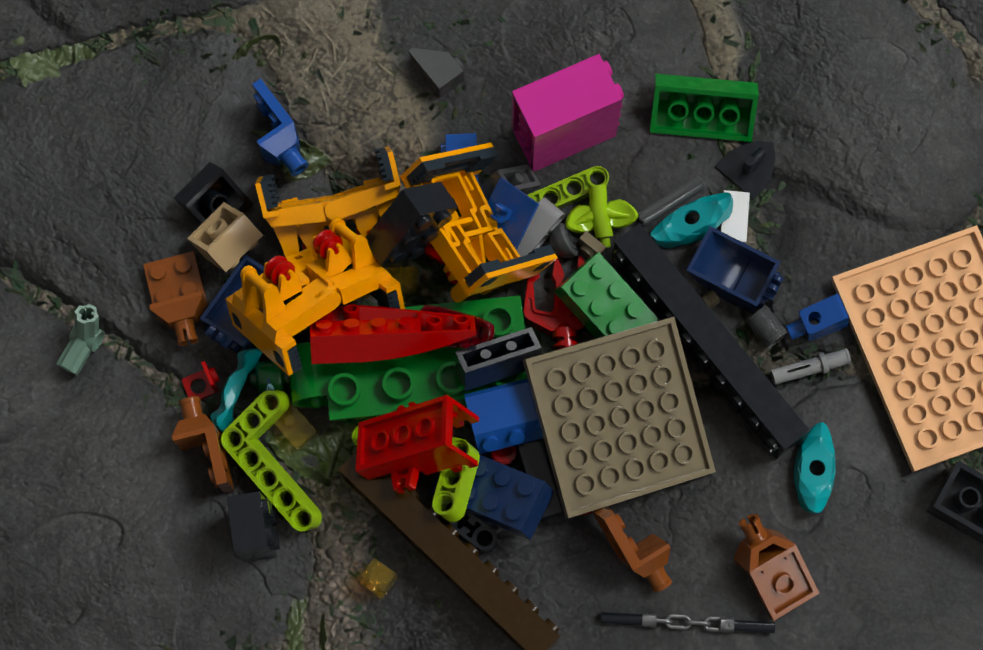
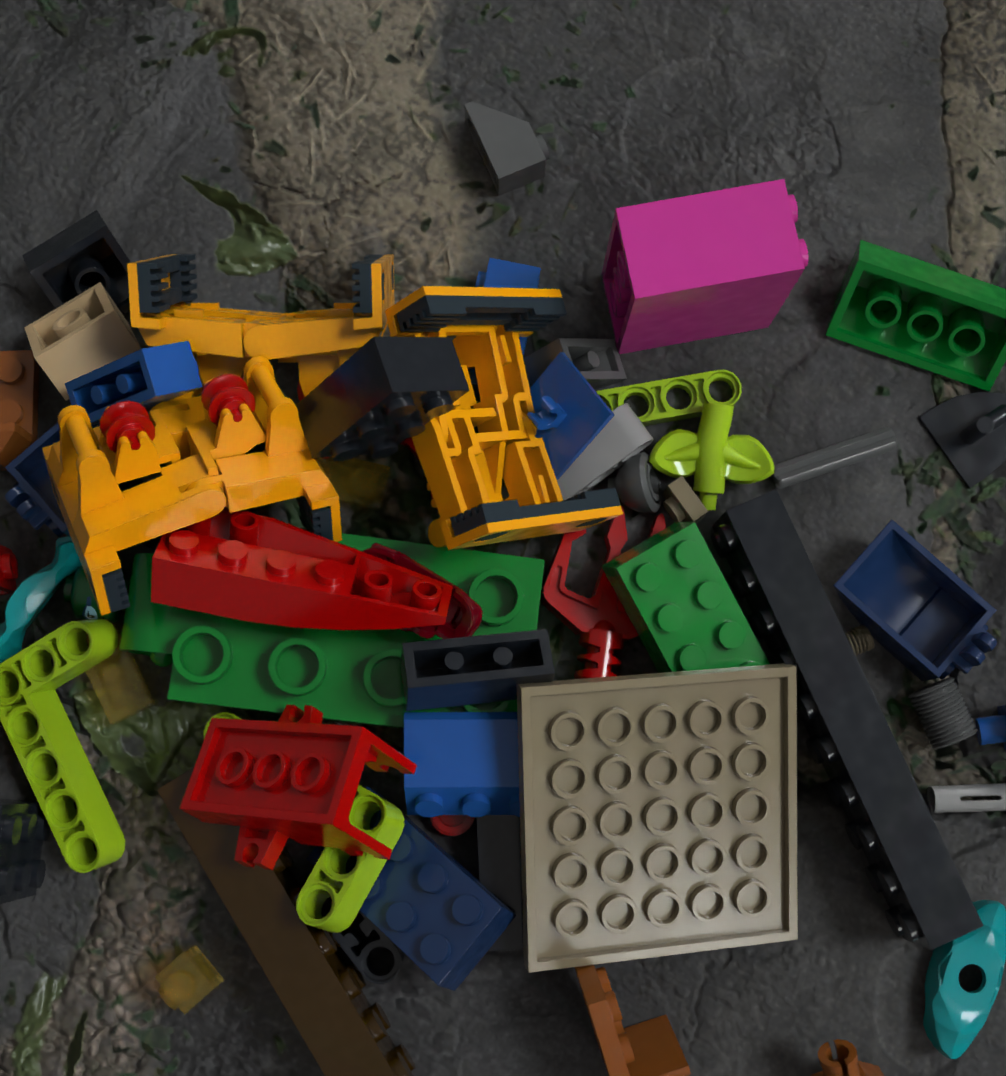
camera: 10 degrees right, 5 degrees up
(279, 241) = (142, 377): none -> blue brick
(282, 142) = (218, 205): blue plate -> none
(675, 231) = (829, 511): teal piece -> none
(738, 221) = (934, 507): white tile -> none

